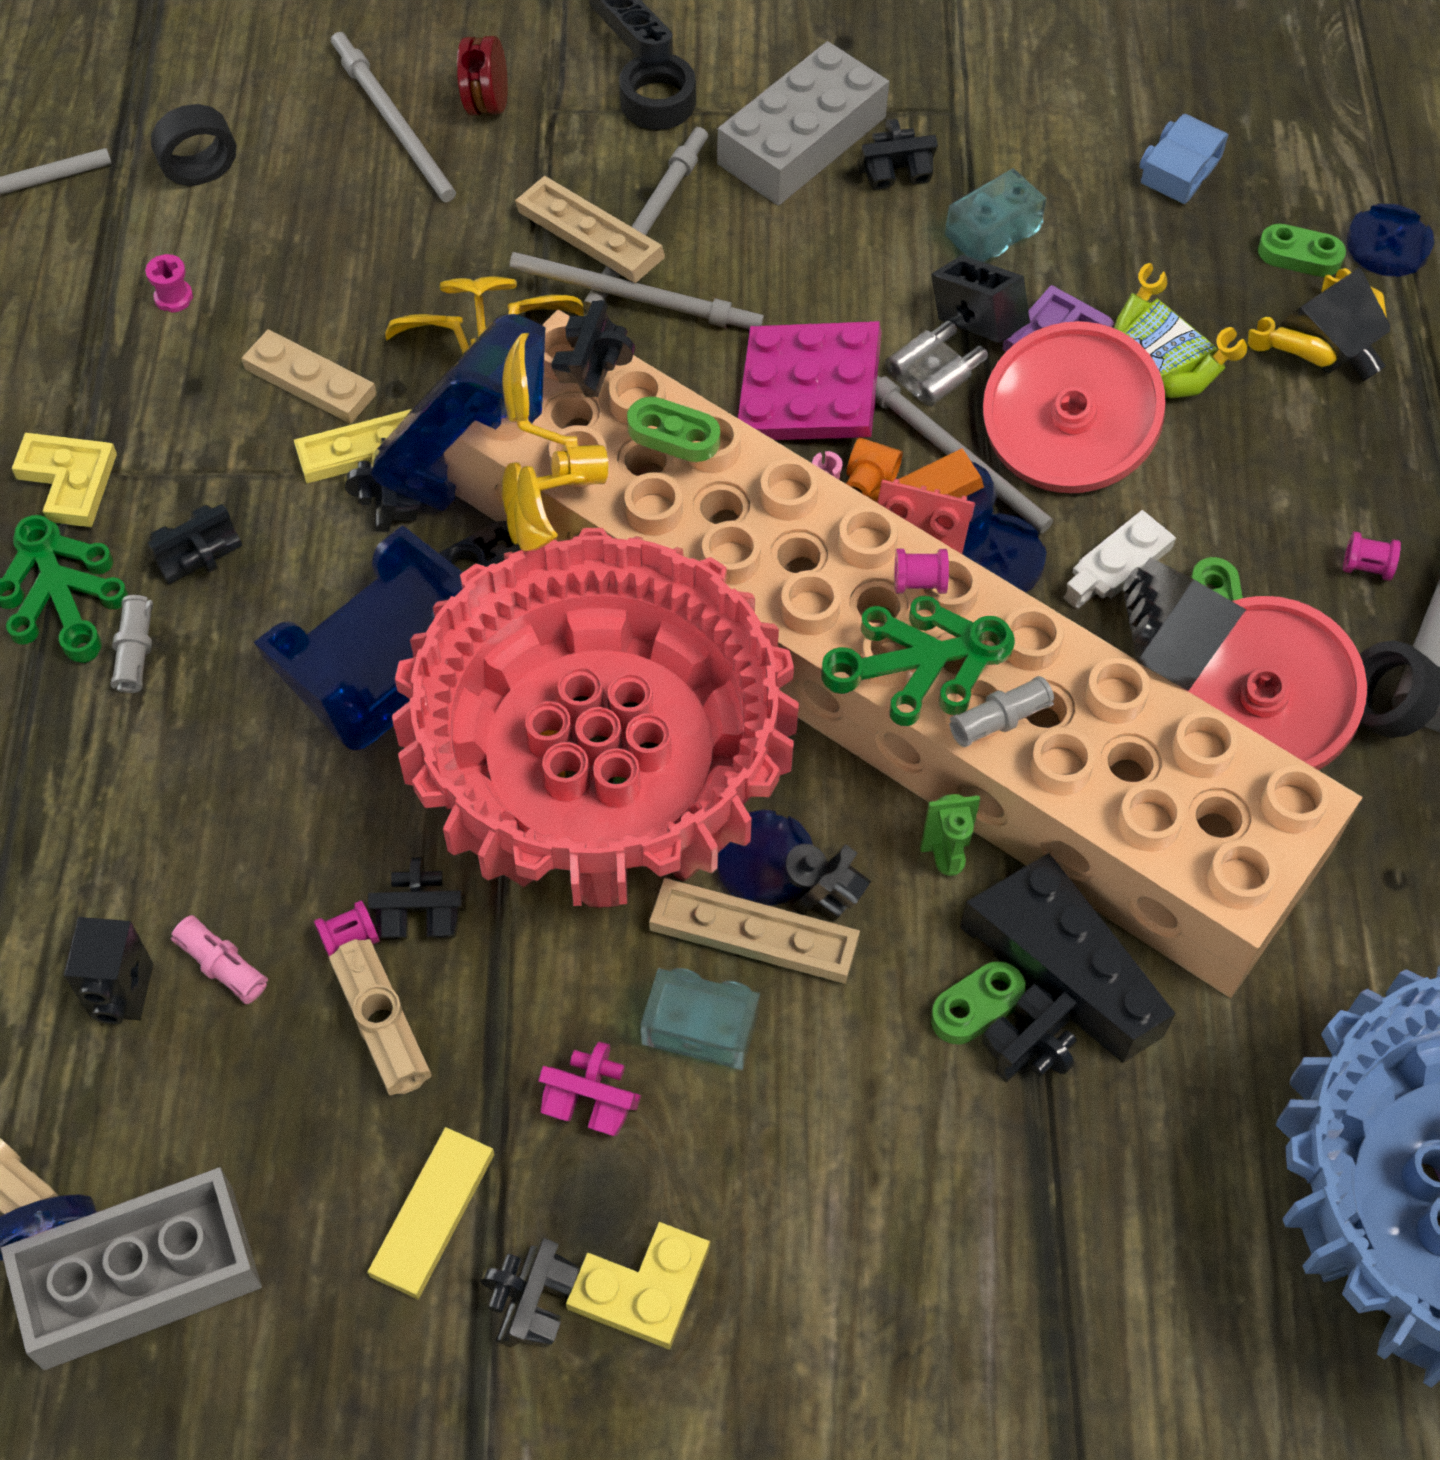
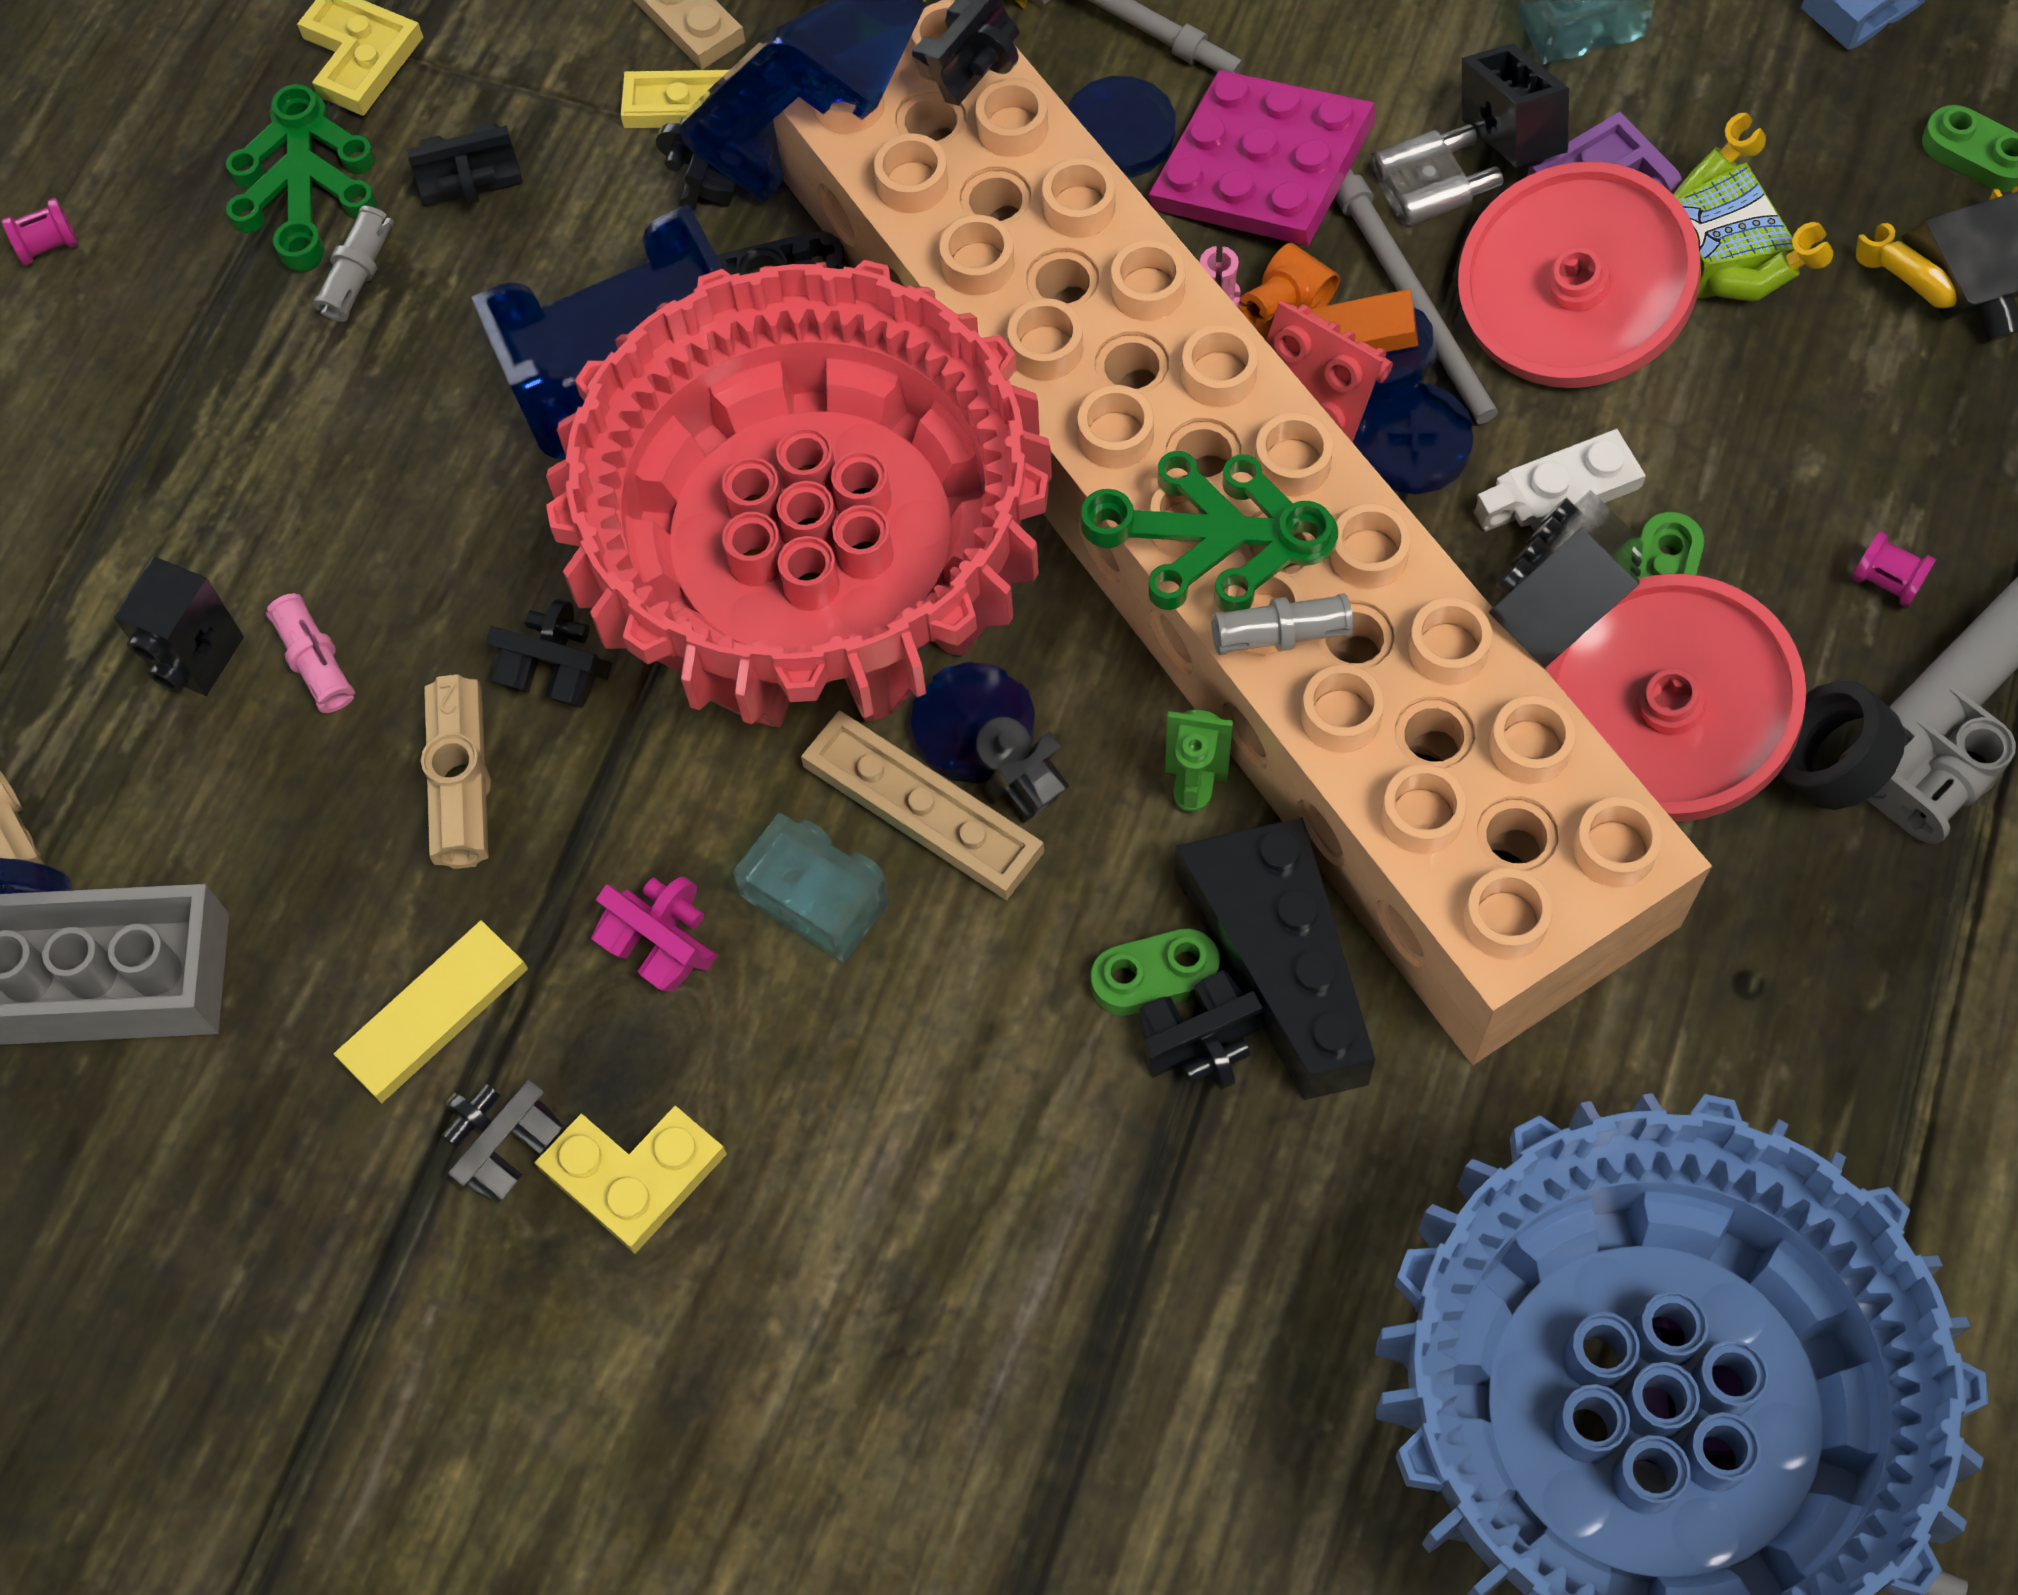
camera: 25 degrees right, 5 degrees up
(346, 927) = (467, 658): dark pink bush -> none
(570, 466) = (886, 181): yellow plant -> none
(675, 430) = (1032, 172): bright green plate -> none
(701, 372) = (1128, 121): none -> clear blue tile
(921, 571) = (1255, 423): dark pink bush -> none

